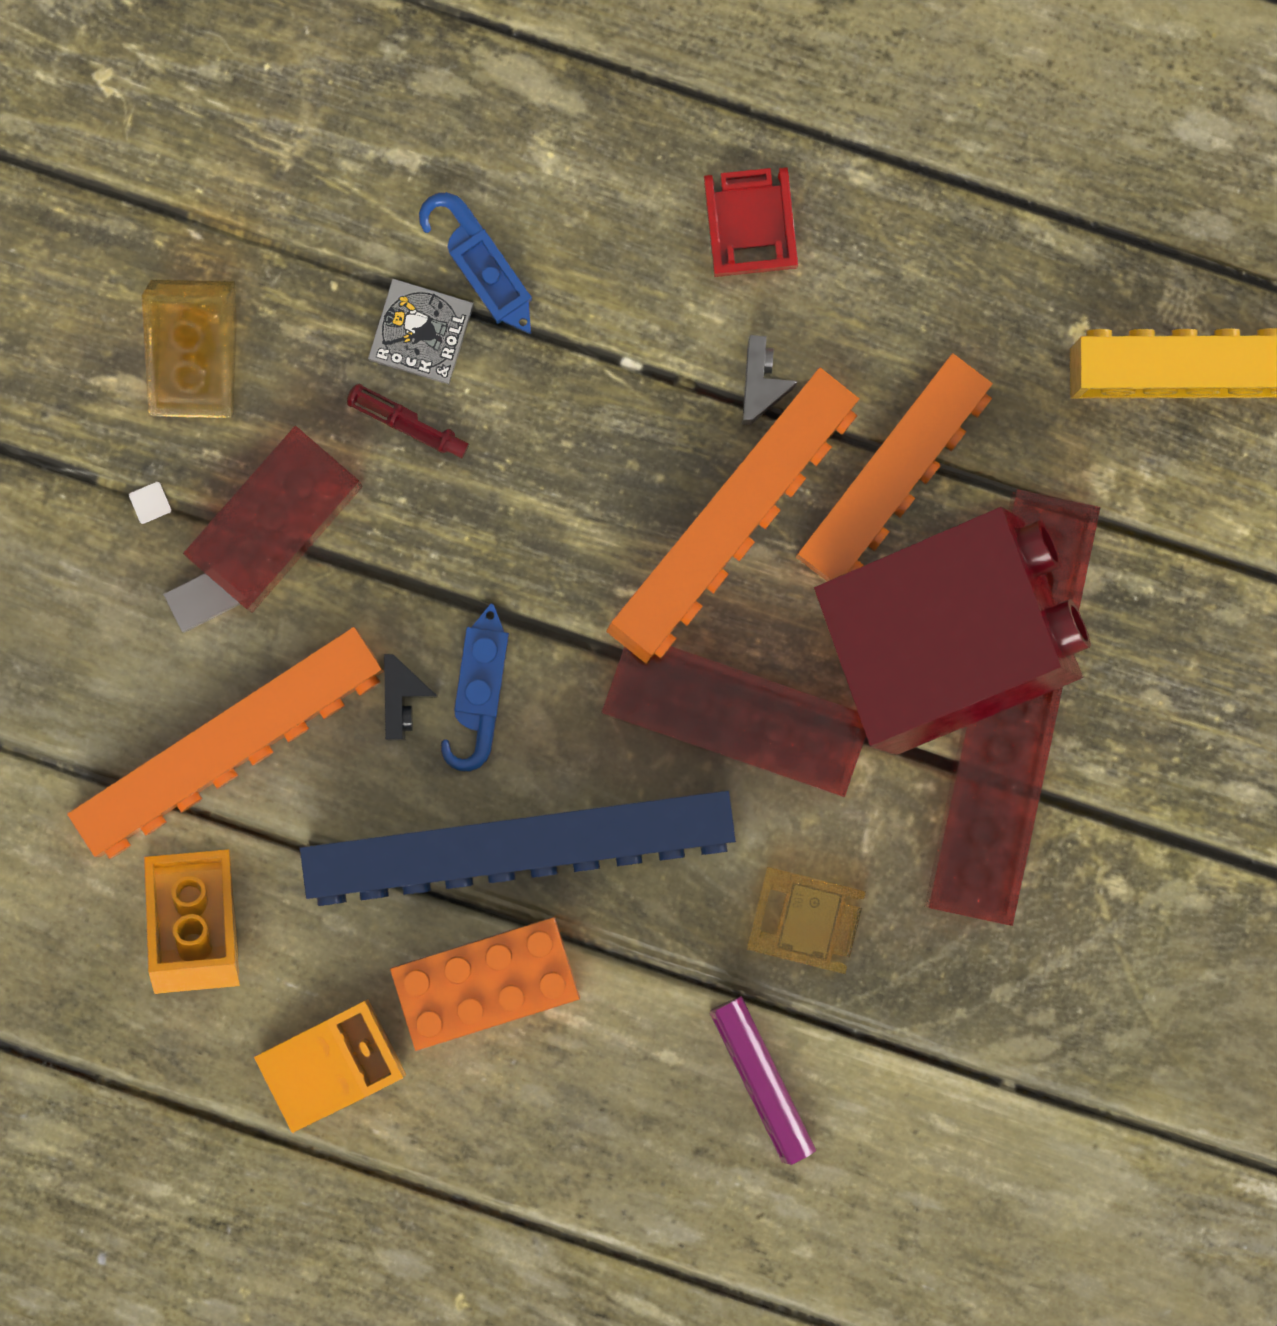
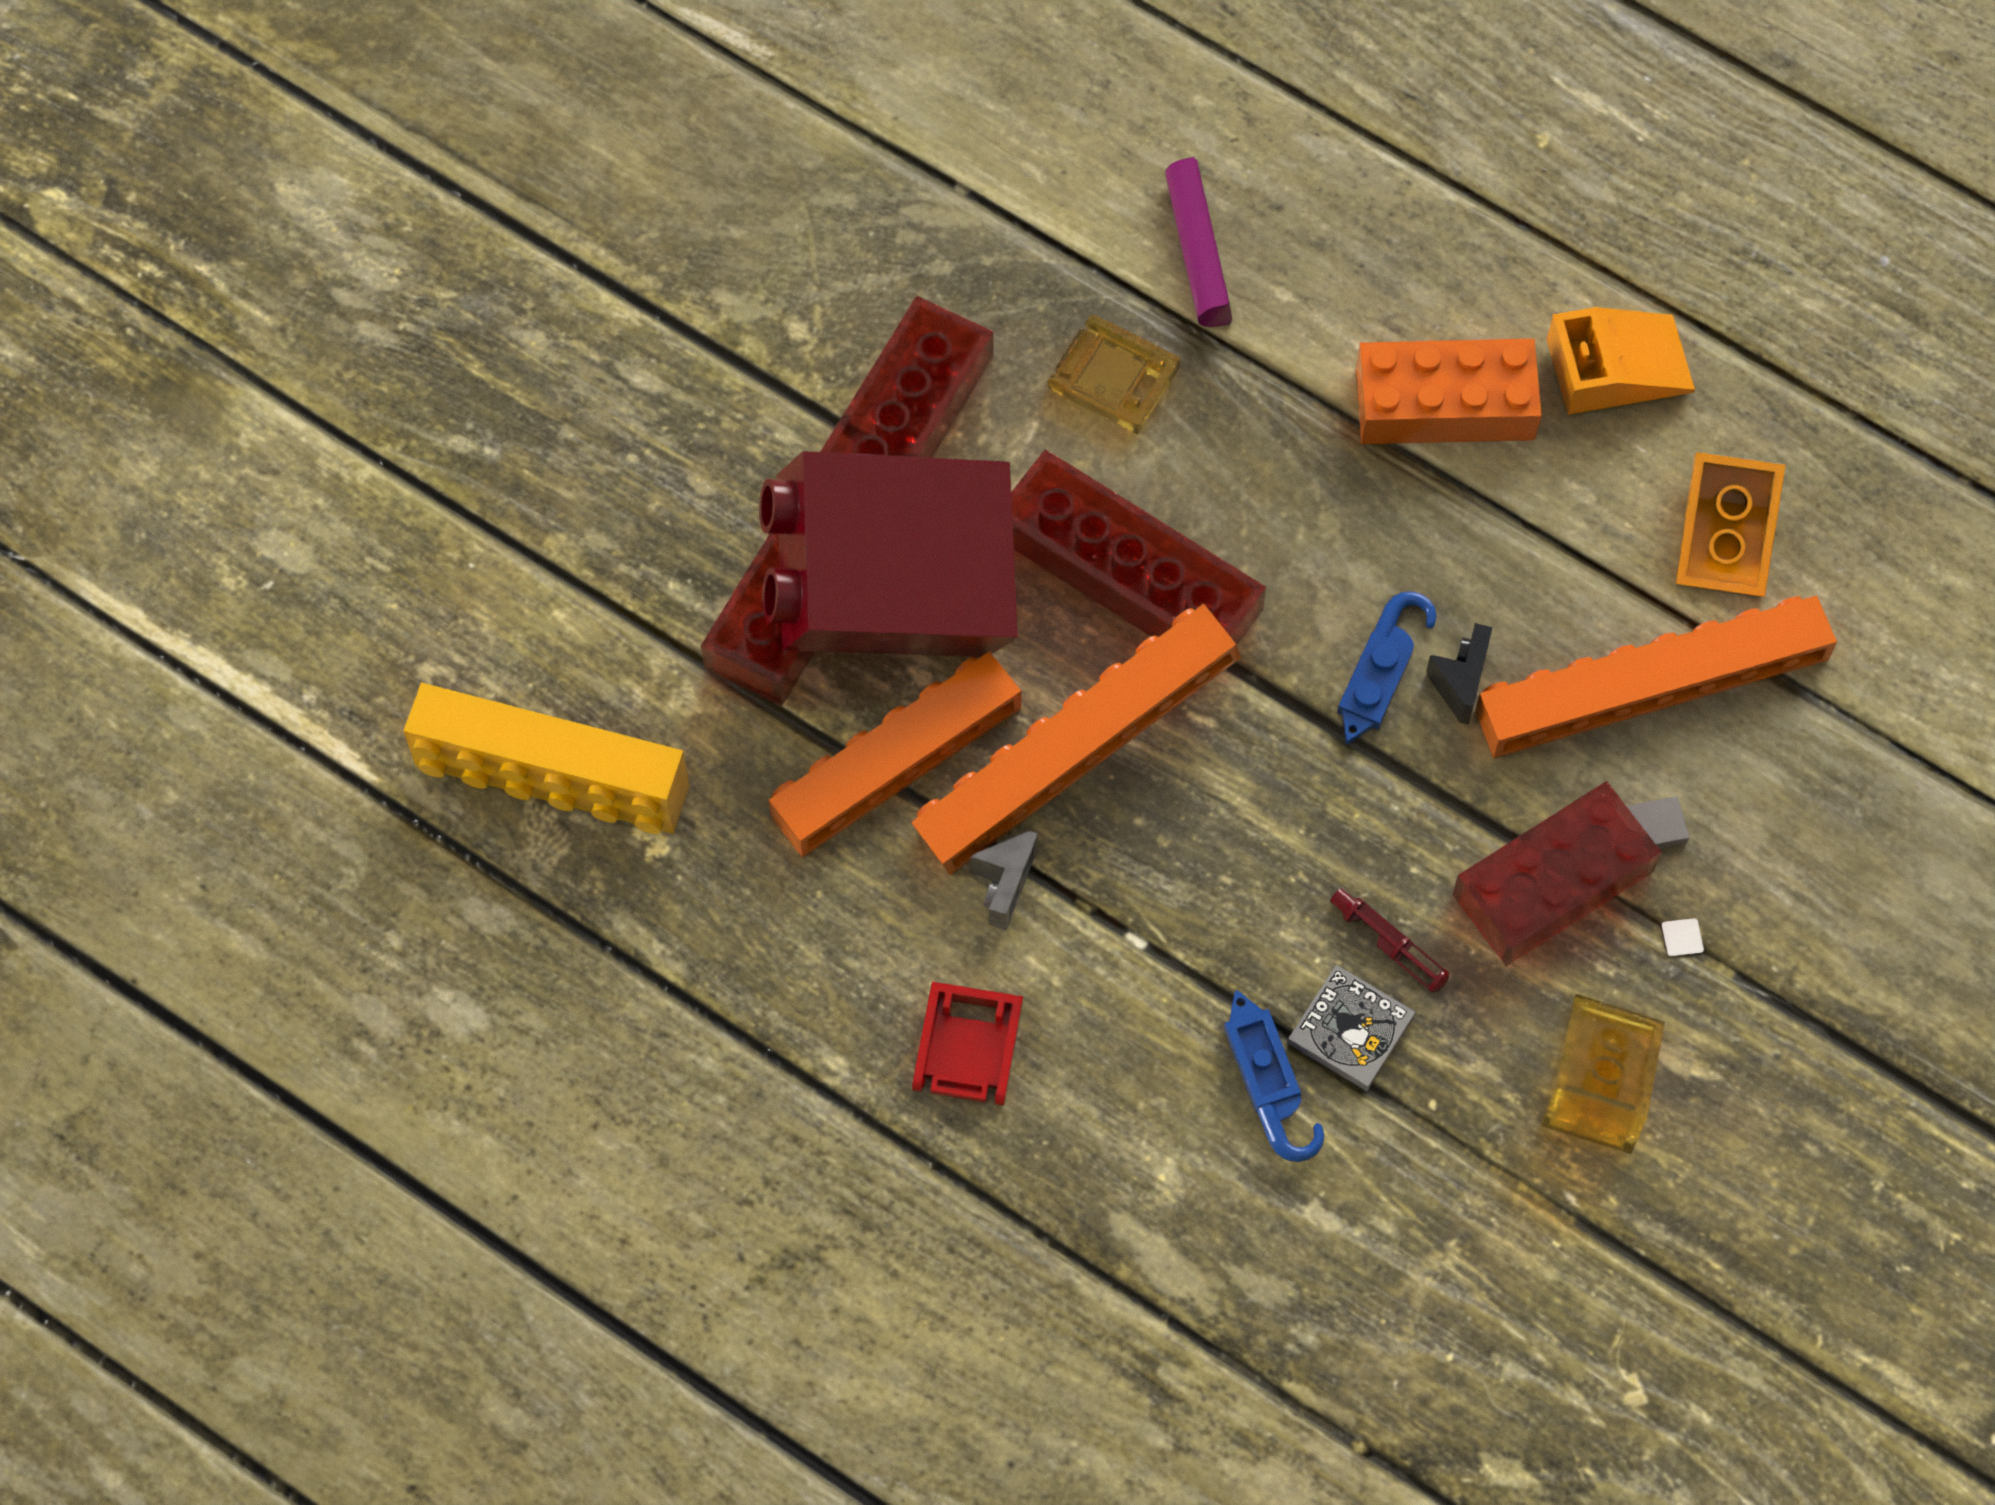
camera: 160 degrees left, 20 degrees down
(517, 845) = (1383, 496): dark blue brick -> none

